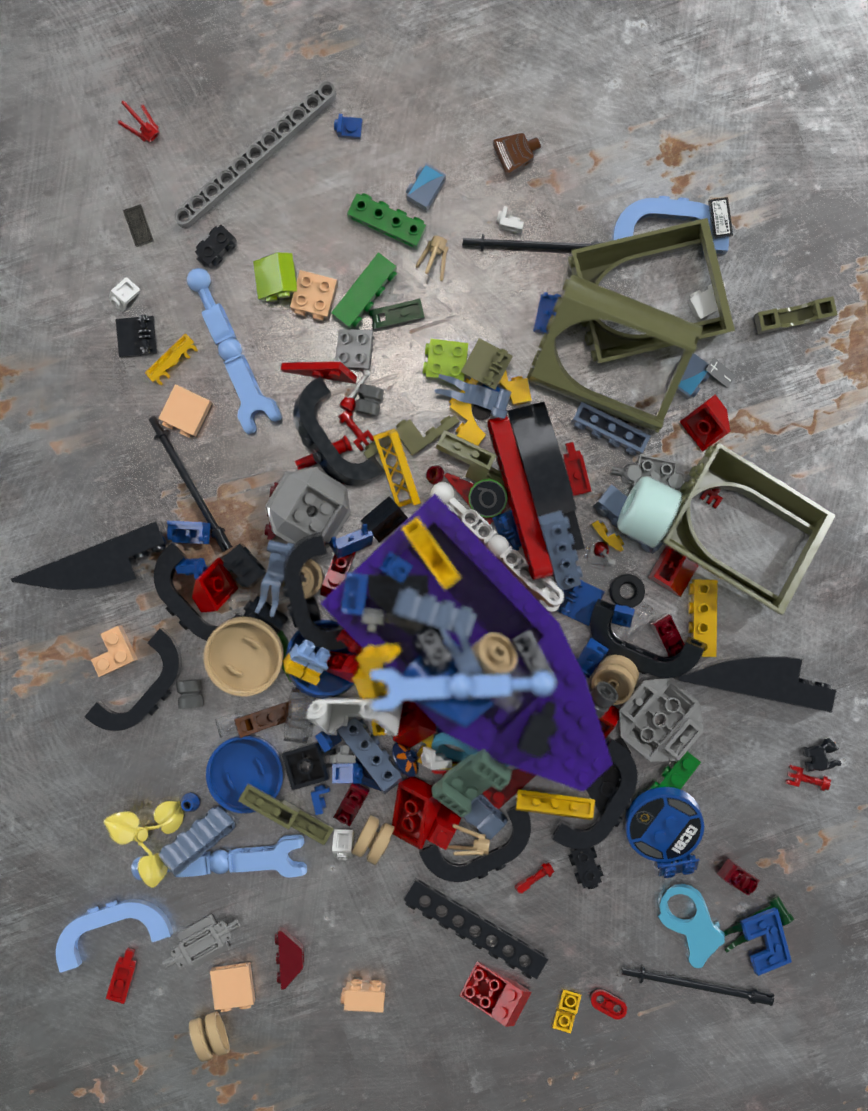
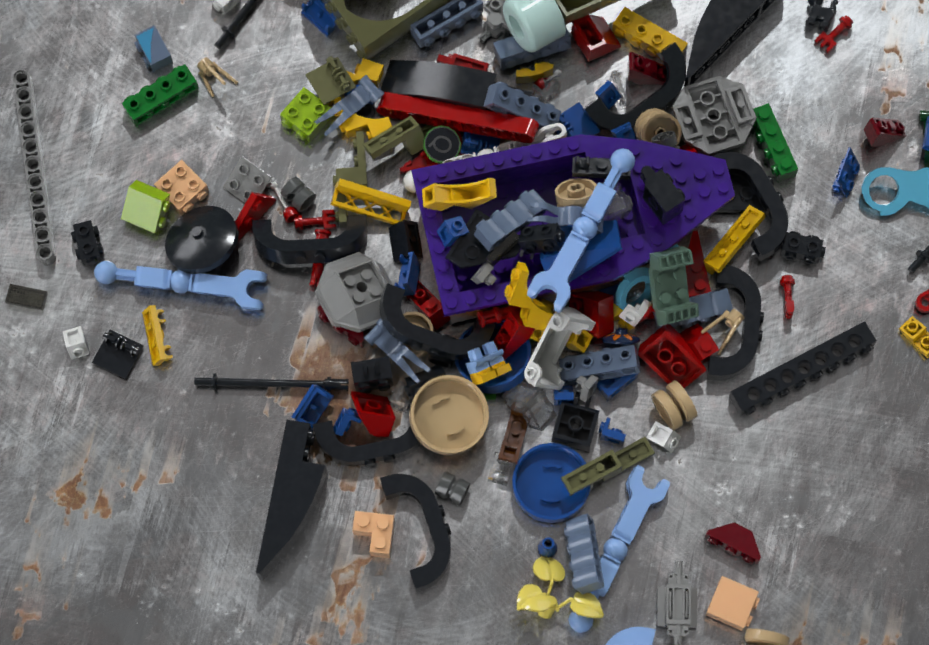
camera: 55 degrees left, 15 degrees down
(184, 411) = (208, 348): light nougat brick -> none
(275, 344) = (201, 239): none -> black dish
(347, 773) = (603, 391): bracket -> none
(348, 127) = (62, 81): blue bracket -> none
(351, 803) = (631, 406): dark red slope -> none
(354, 593) = (454, 277): blue hinge -> none
(363, 996) = (803, 497): light nougat brick -> none
(364, 291) = (205, 144): green brick -> none
(397, 314) = (241, 131): dark green plate -> none
(435, 474) = (395, 178): dark red plate -> none
(495, 994) = (870, 386): red slope -> none
(638, 587) = (588, 72): black tyre -> none
(664, 824) = (804, 161): piece -> none

